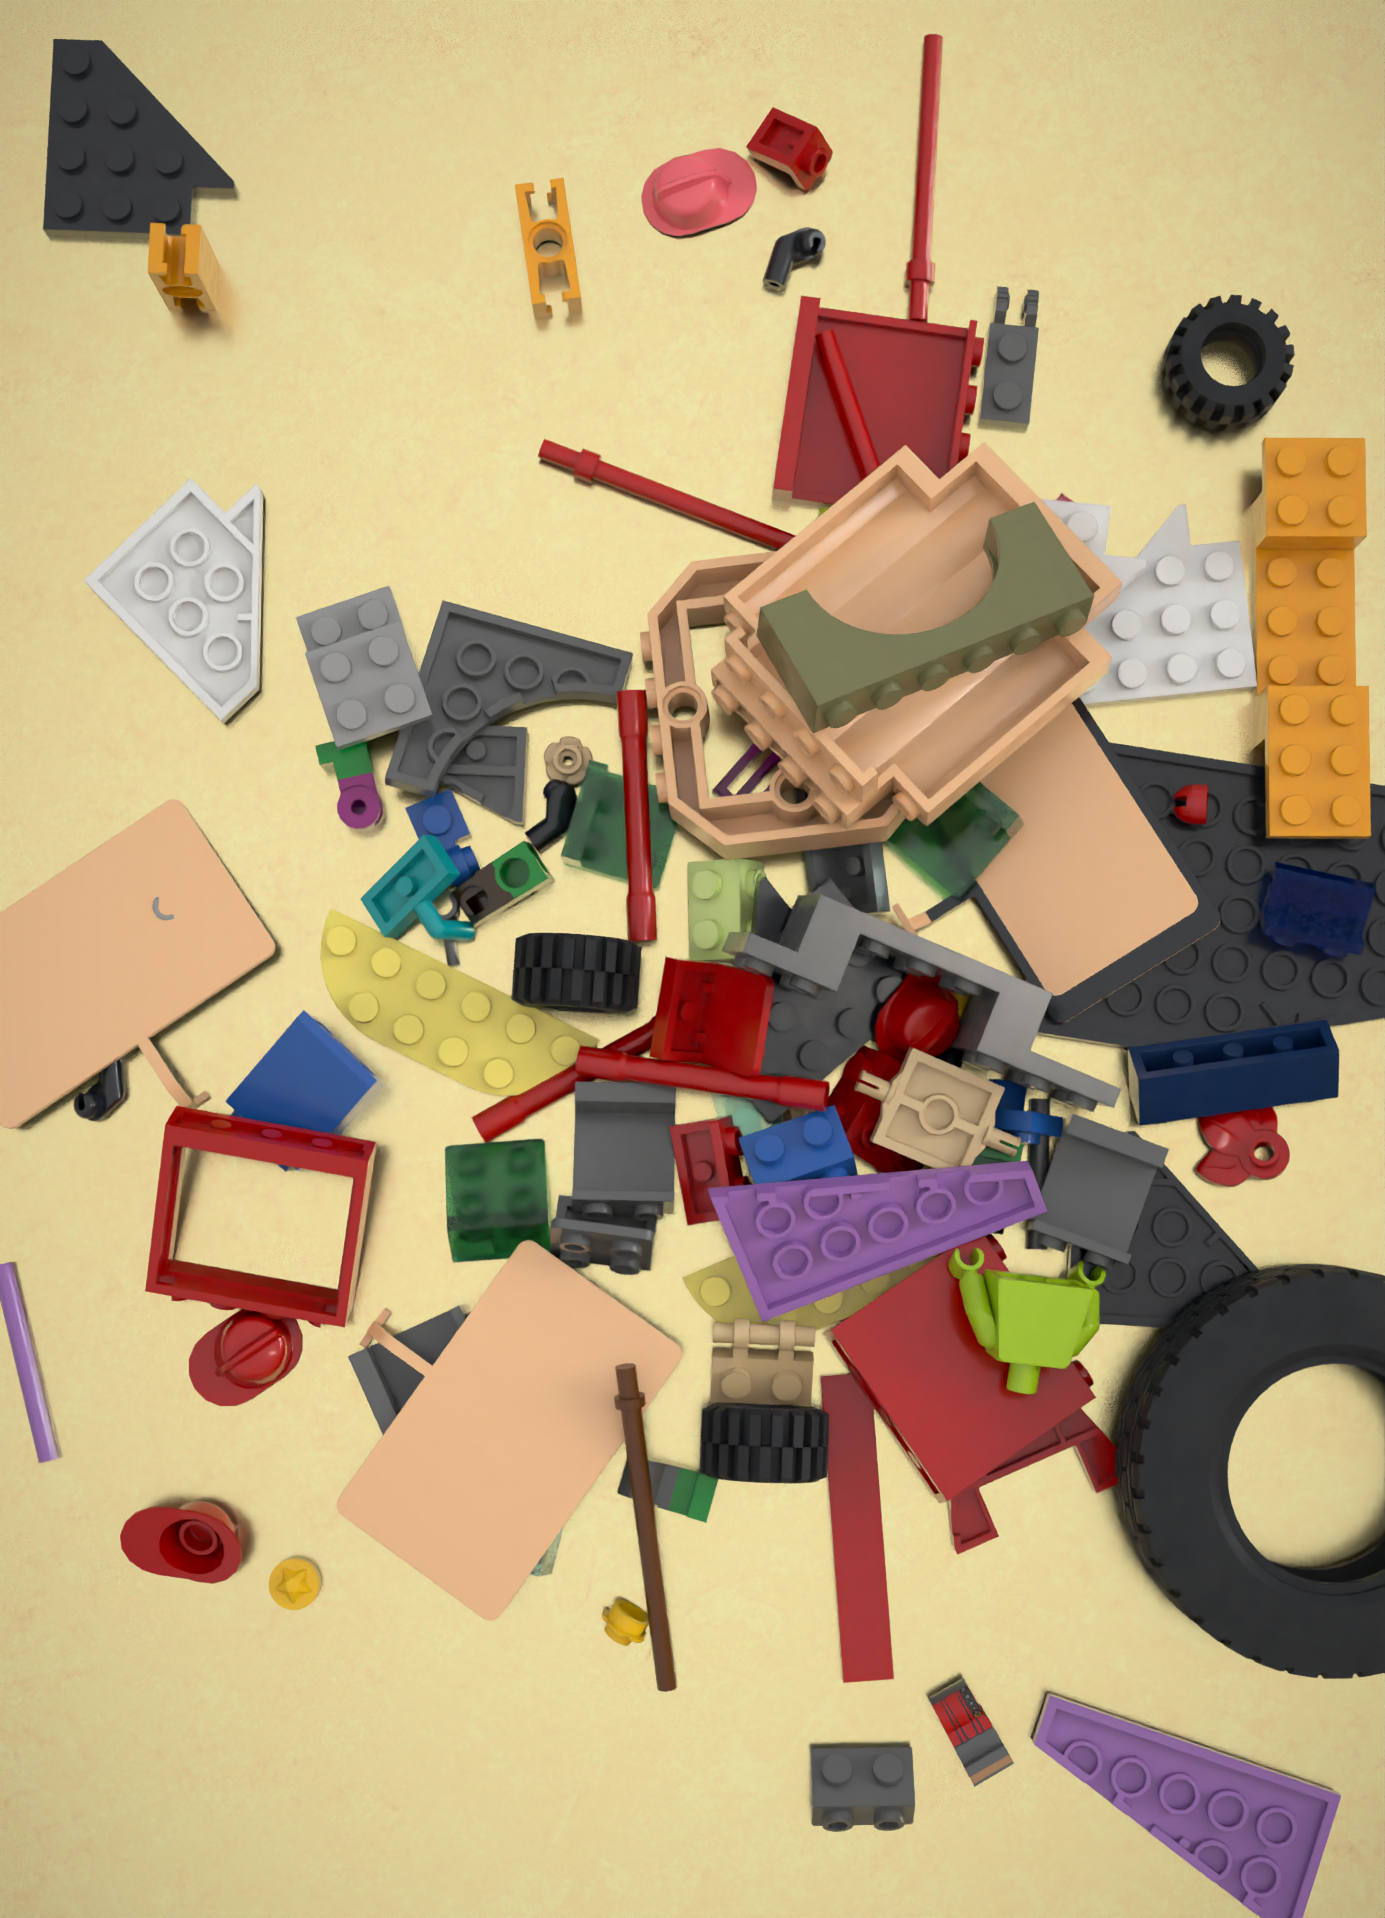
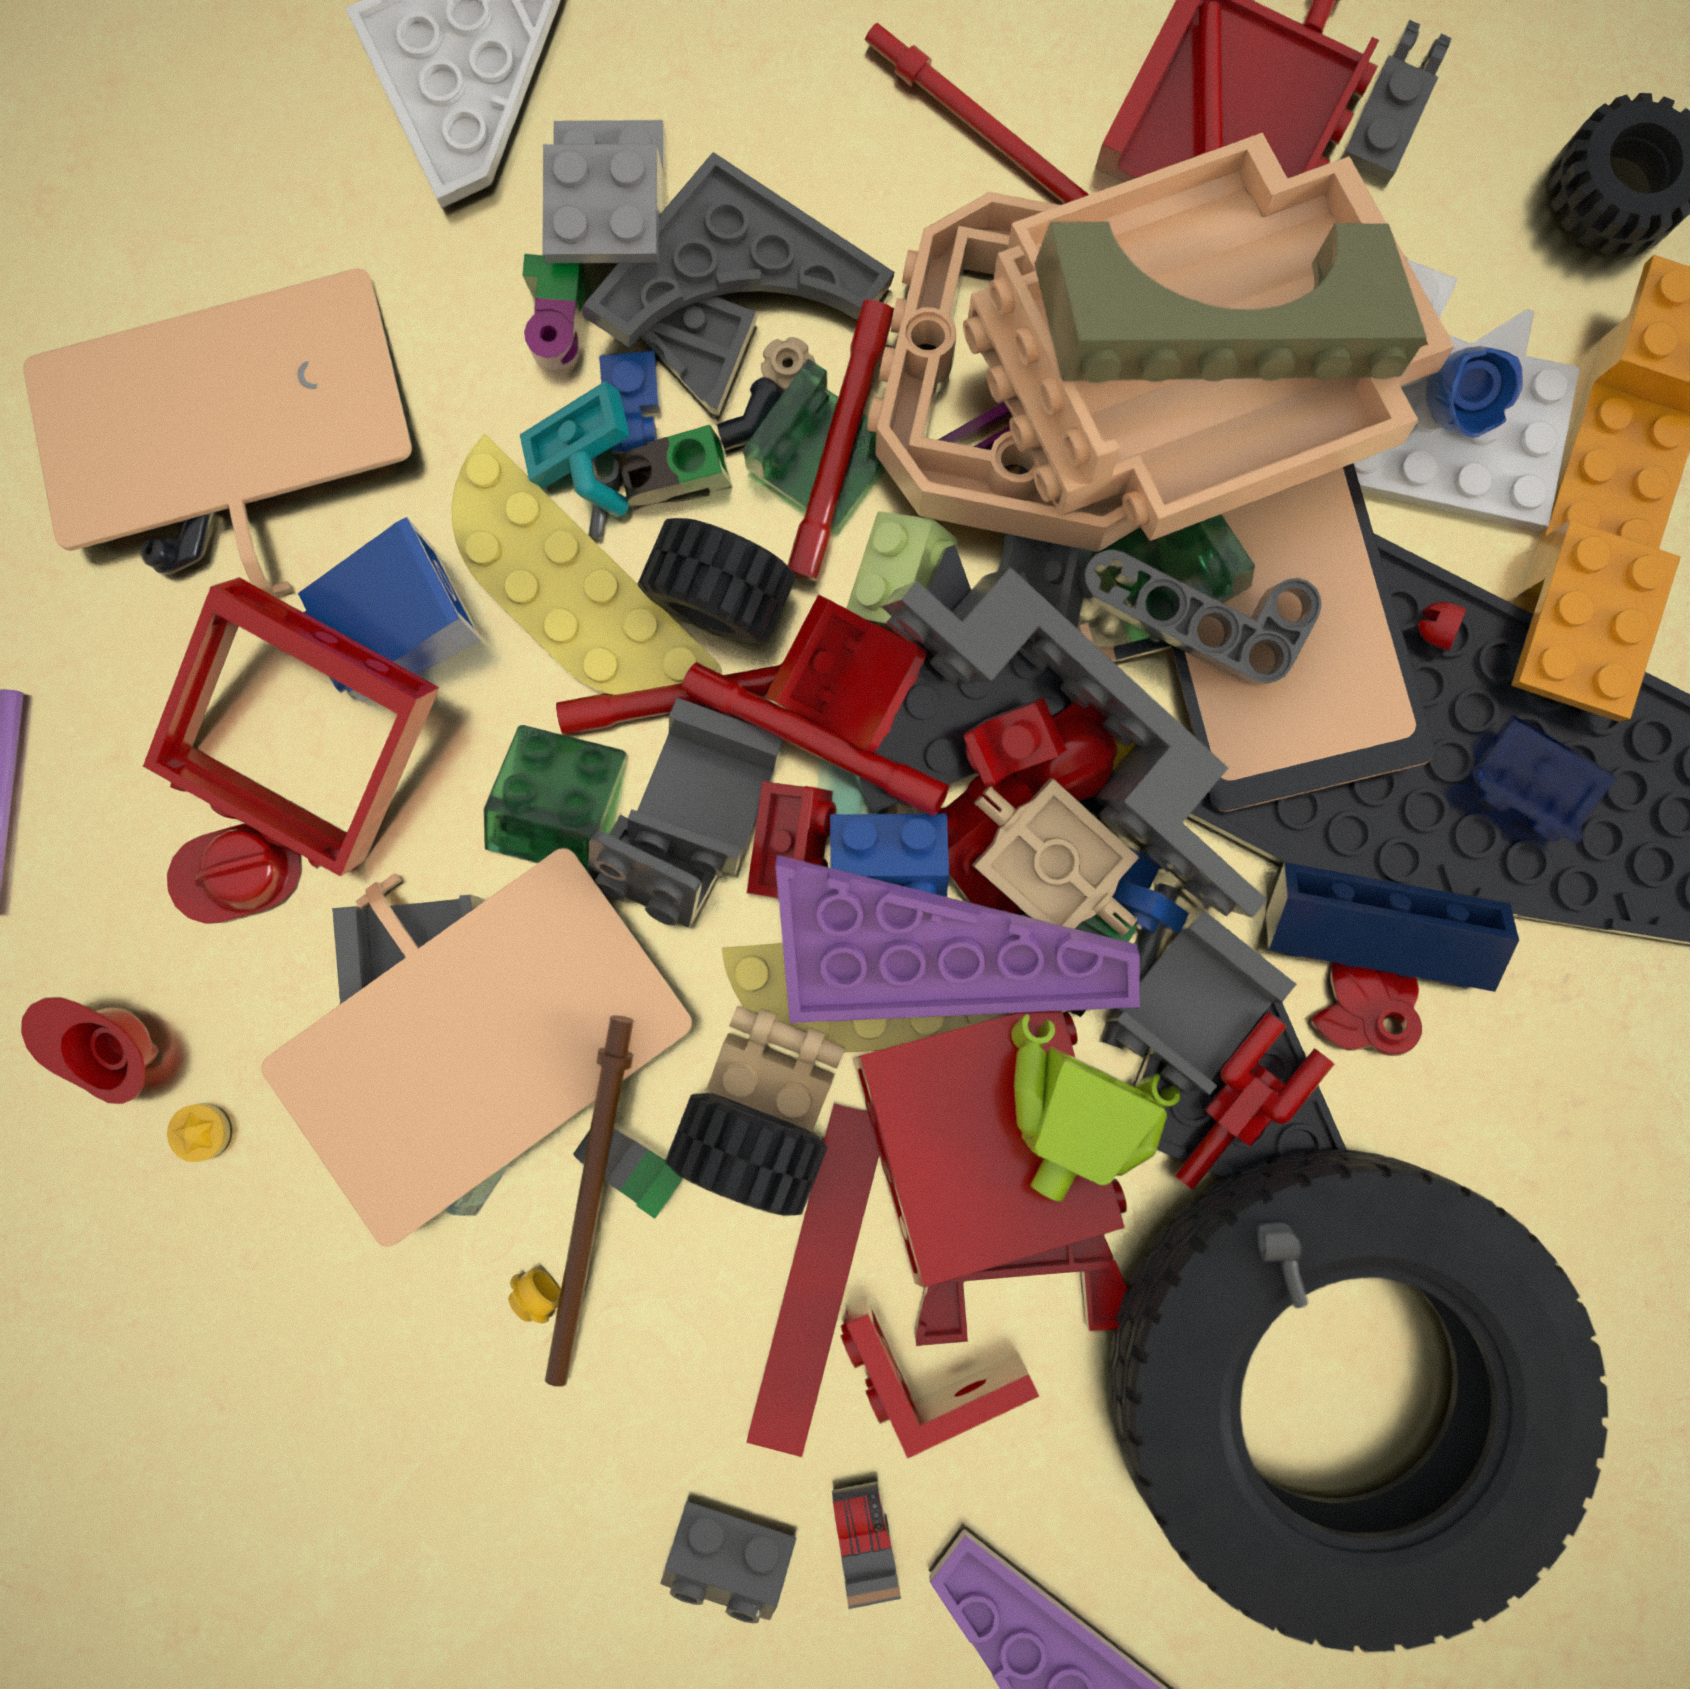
camera: 20 degrees right, 0 degrees up
(869, 1026) = (1013, 741): none -> red bracket
(980, 864) = (1191, 606): none -> dark grey beam
(996, 1601) = (942, 1413): none -> red bracket
(1155, 599) = (1474, 390): none -> blue hair
(1164, 1253) = (1252, 1098): none -> red plant
(1218, 1367) = (1280, 1244): none -> dark grey hand

